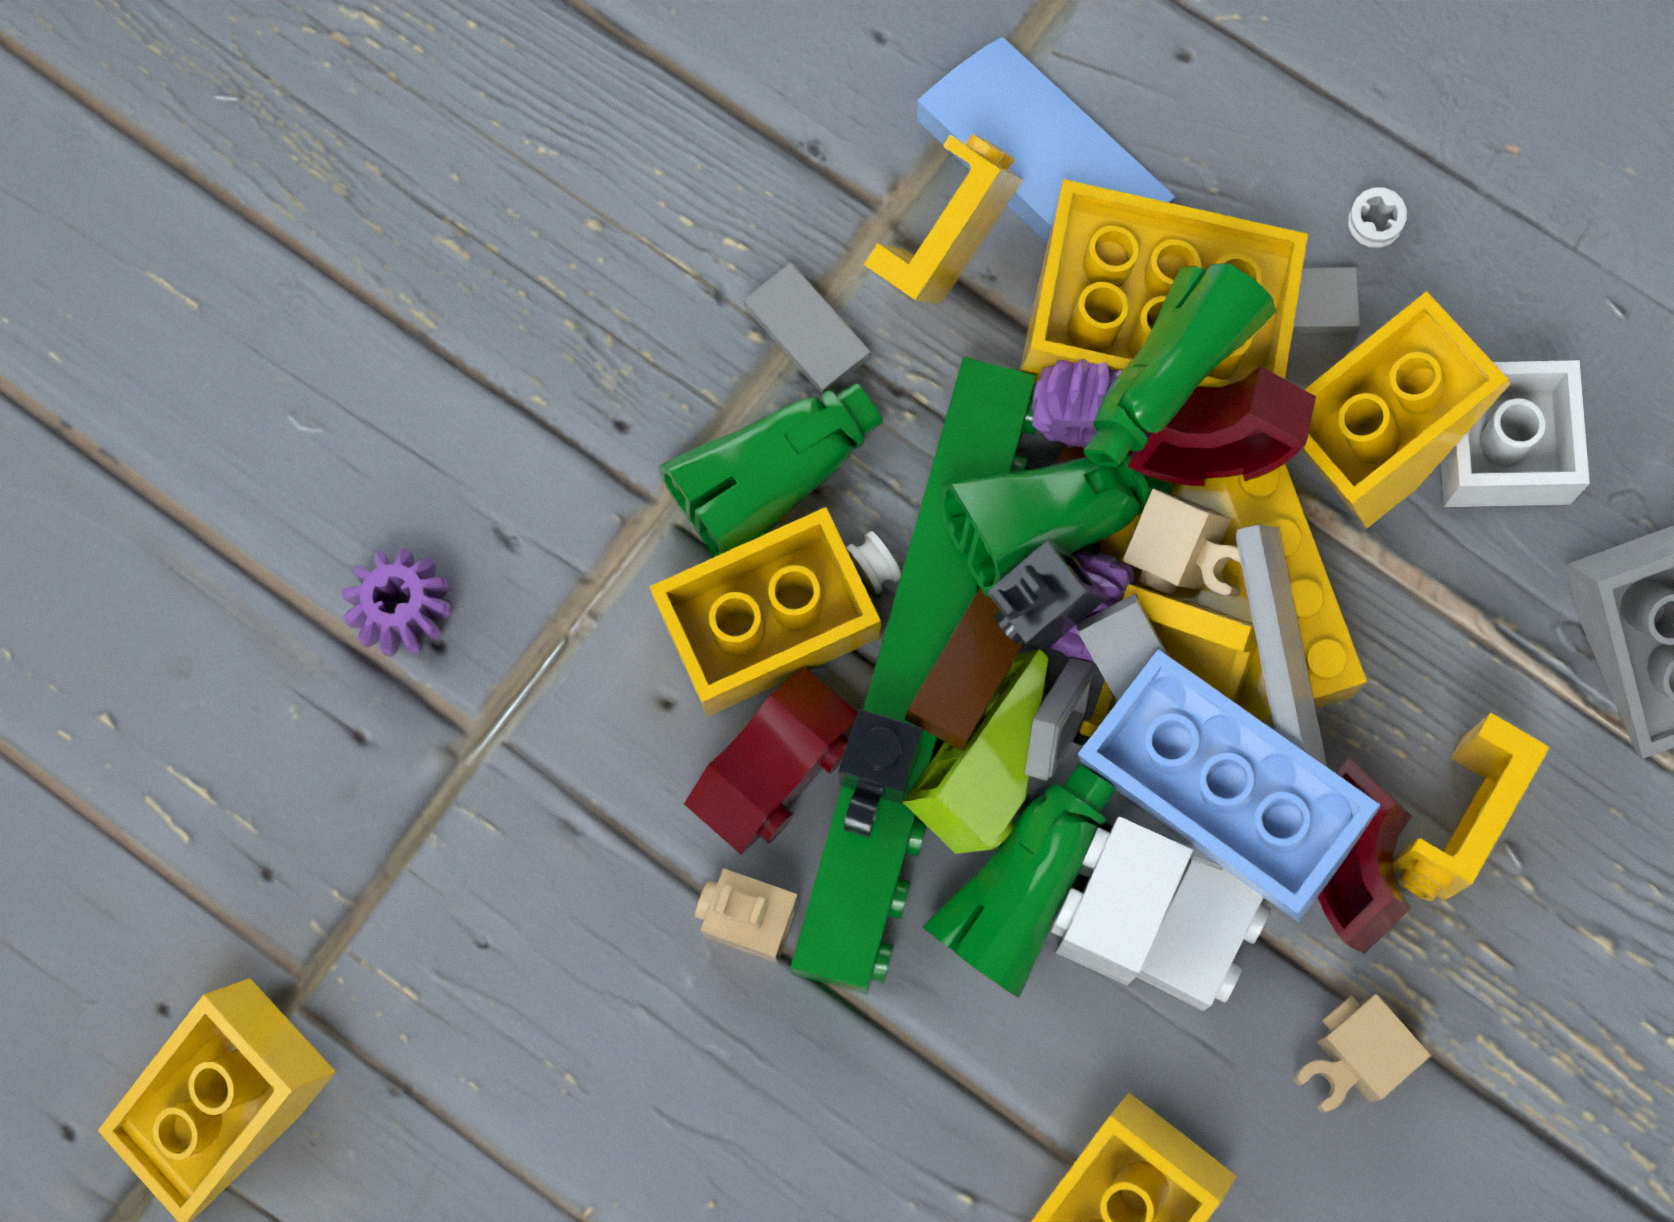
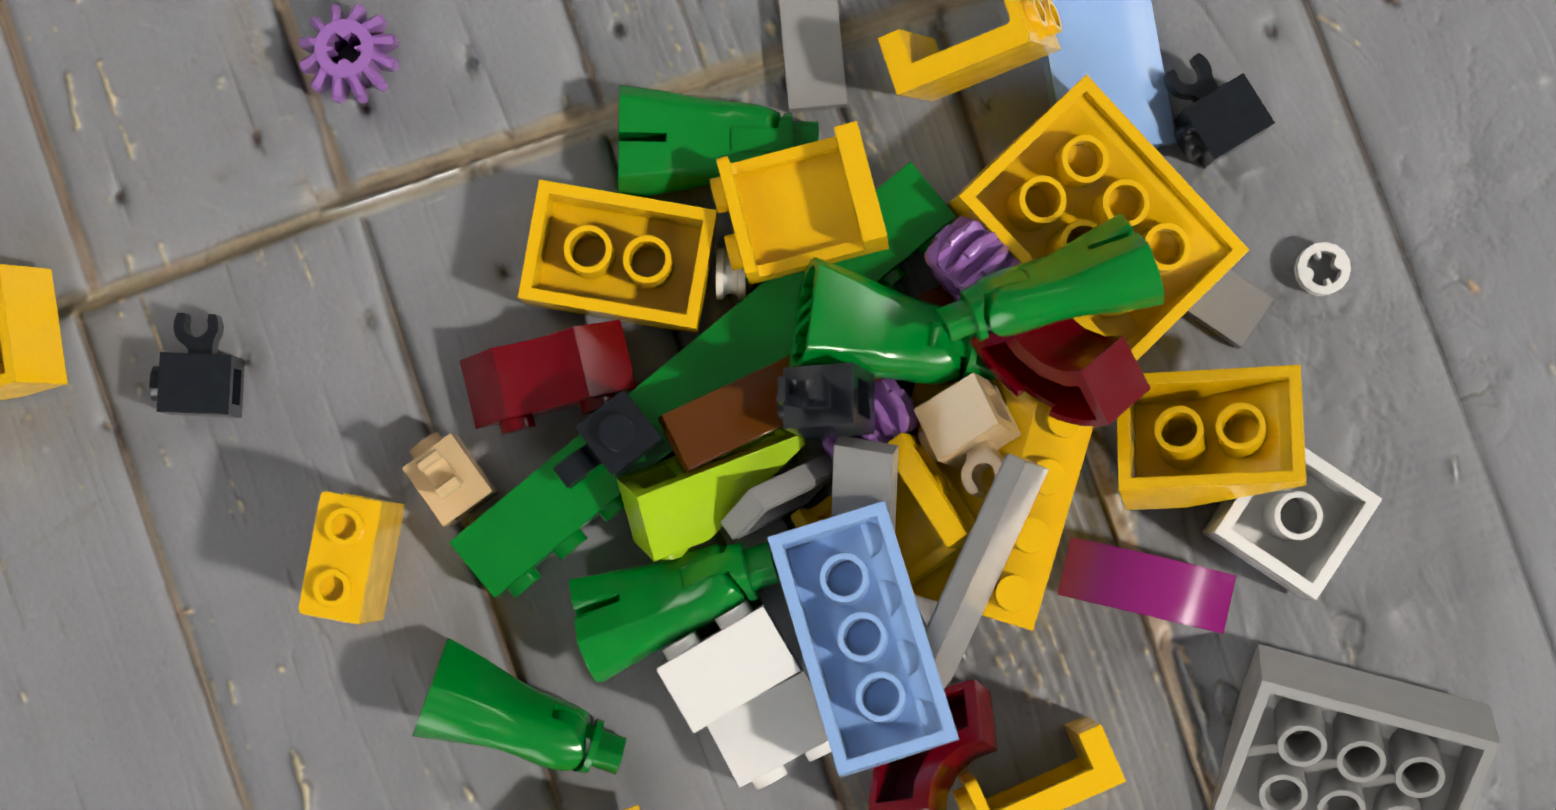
camera: 30 degrees right, 10 degrees up
(456, 985) = (201, 379): none -> black brick
(711, 1038) = (351, 558): none -> yellow panel
(898, 453) = (800, 206): none -> yellow panel
(922, 1098) = (490, 708): none -> green piece
(1196, 149) = (1219, 117): none -> black brick
(1432, 577) = (1147, 584): none -> magenta brick

